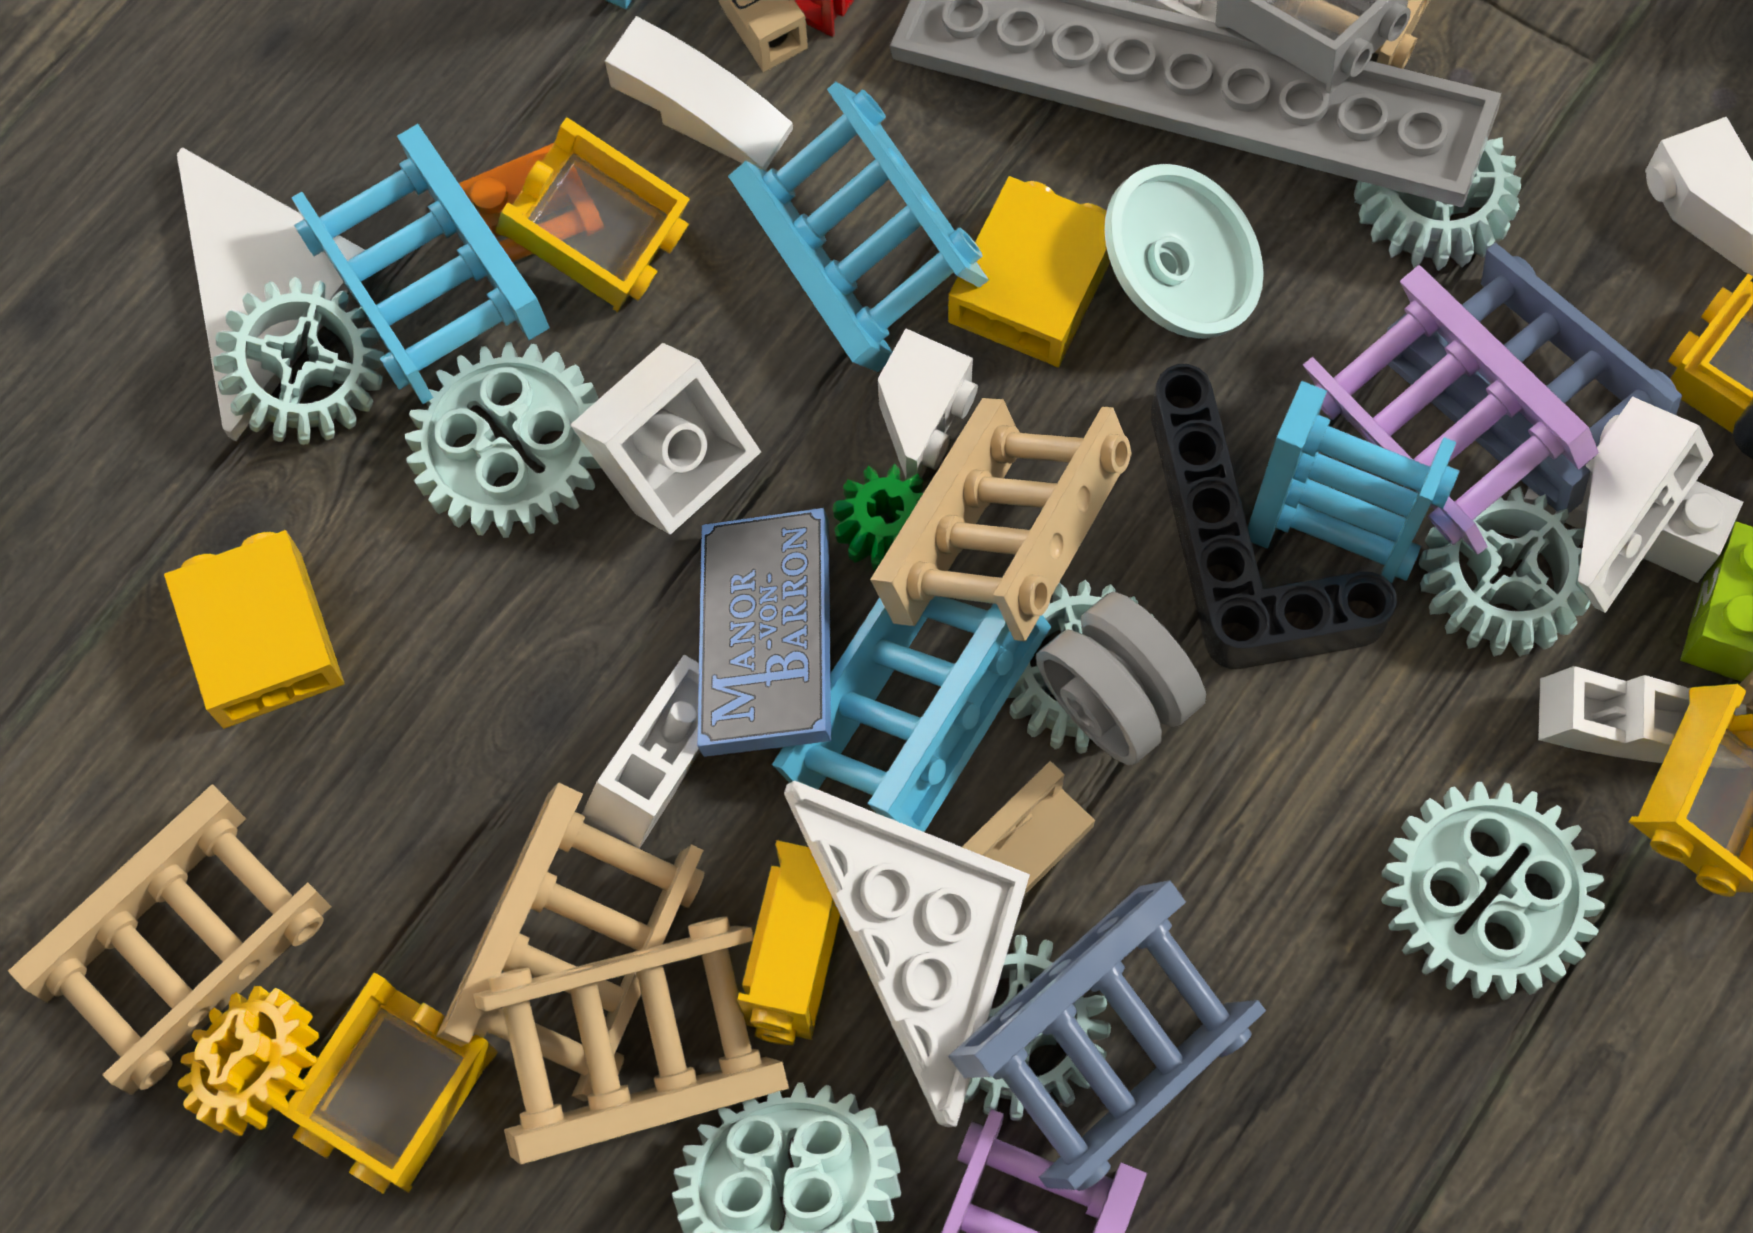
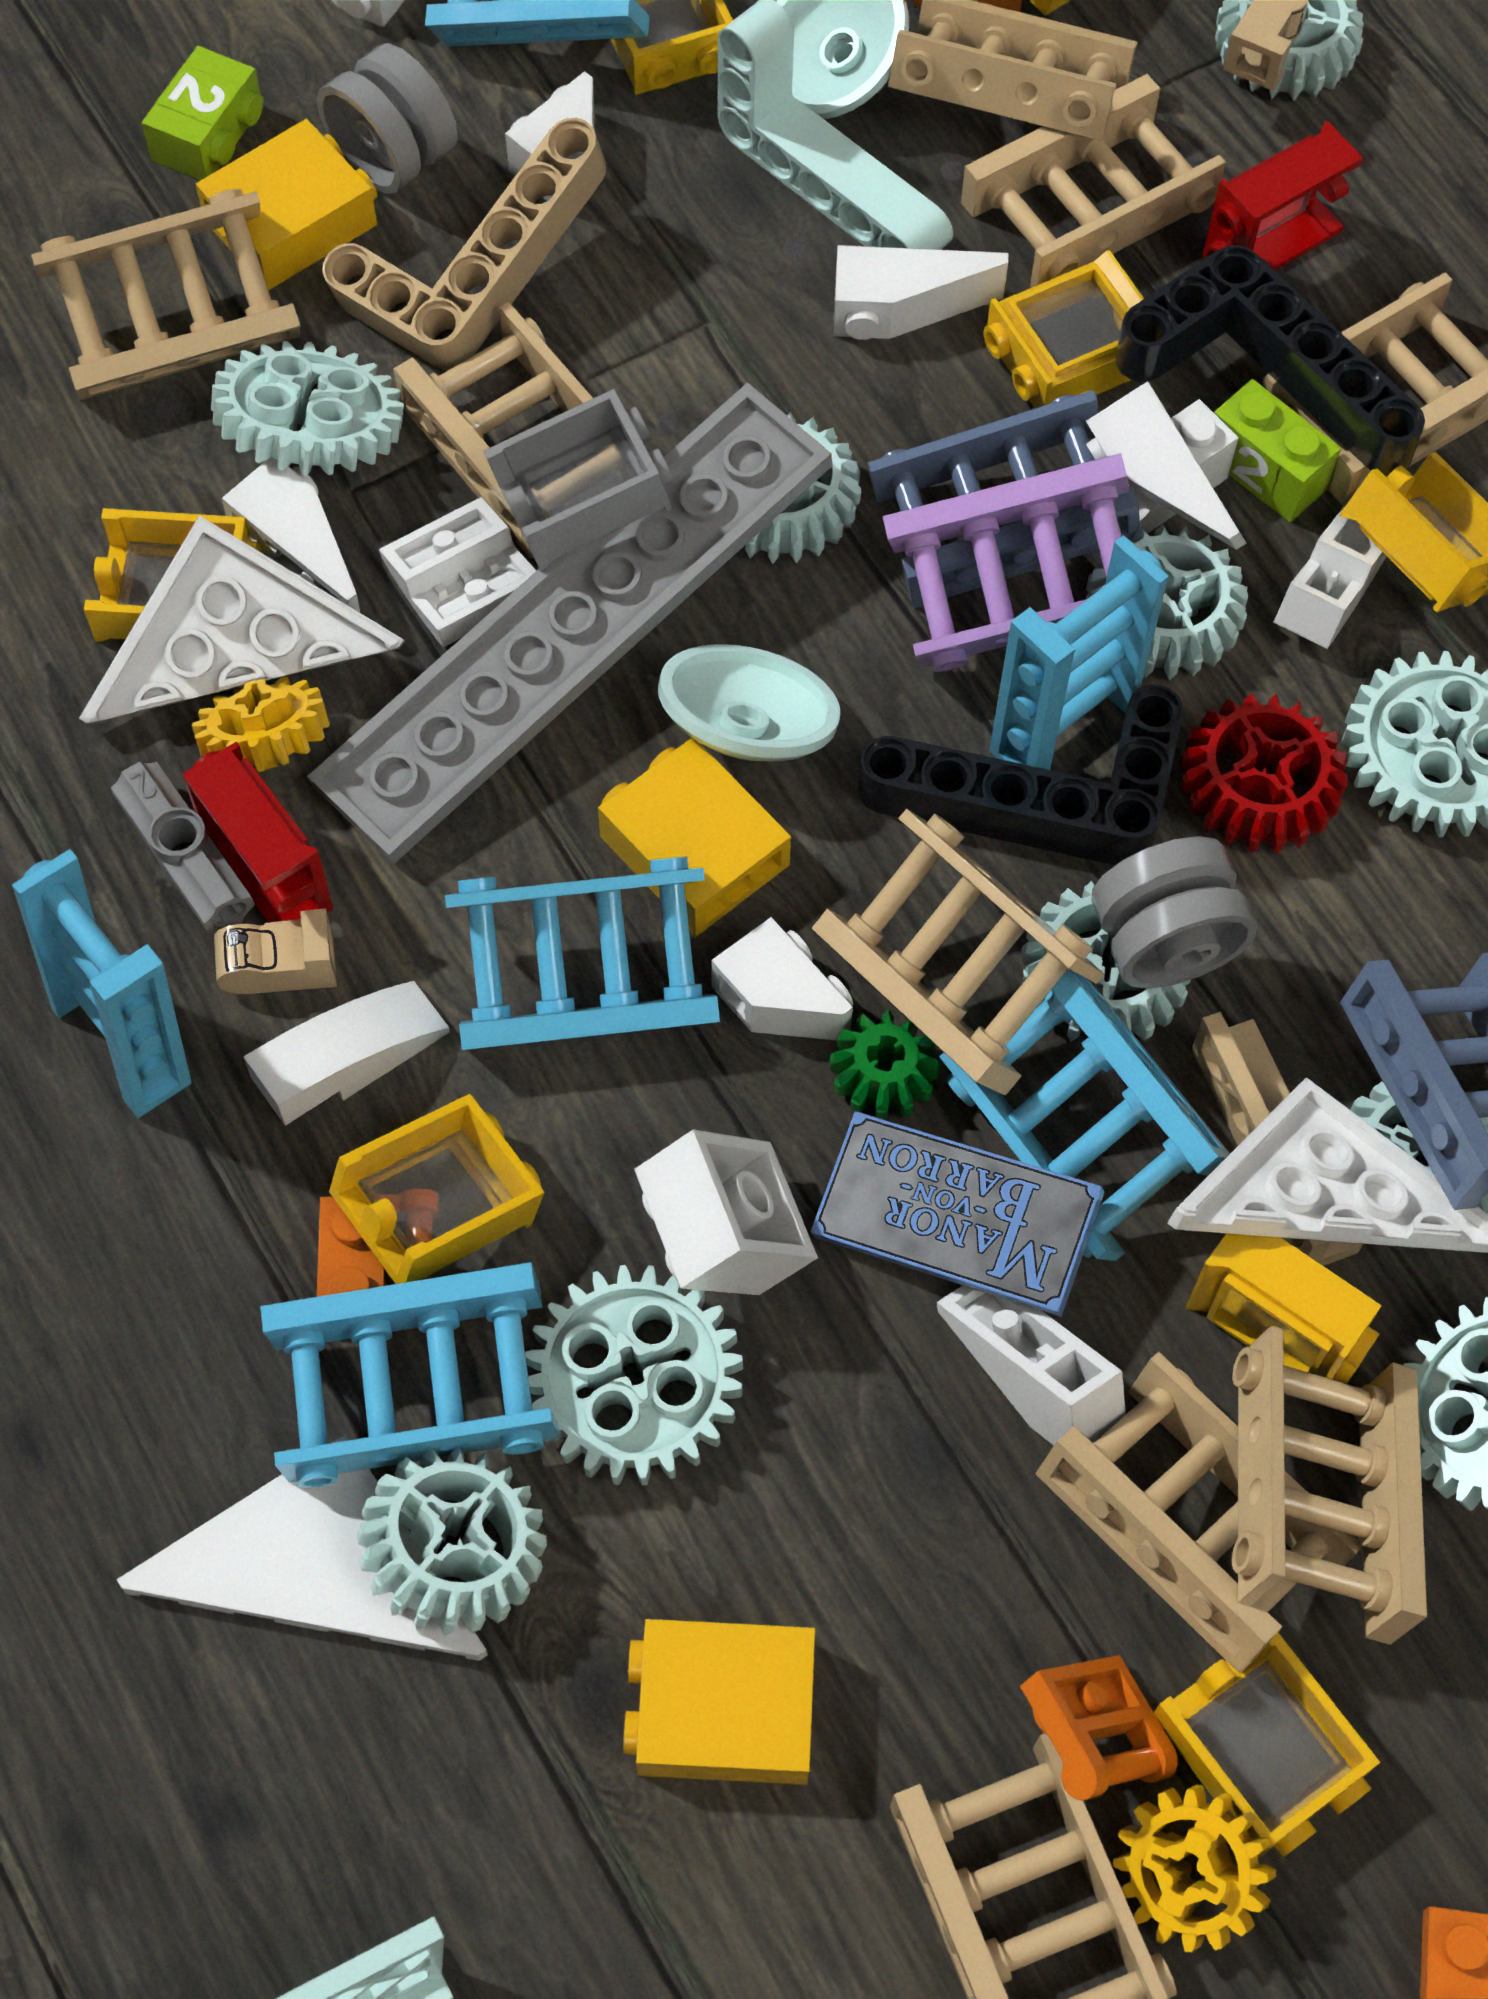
camera: 70 degrees left, 5 degrees down
(352, 913) = (1093, 1703): none -> orange plate
(1382, 748) = (1257, 793): none -> red gear

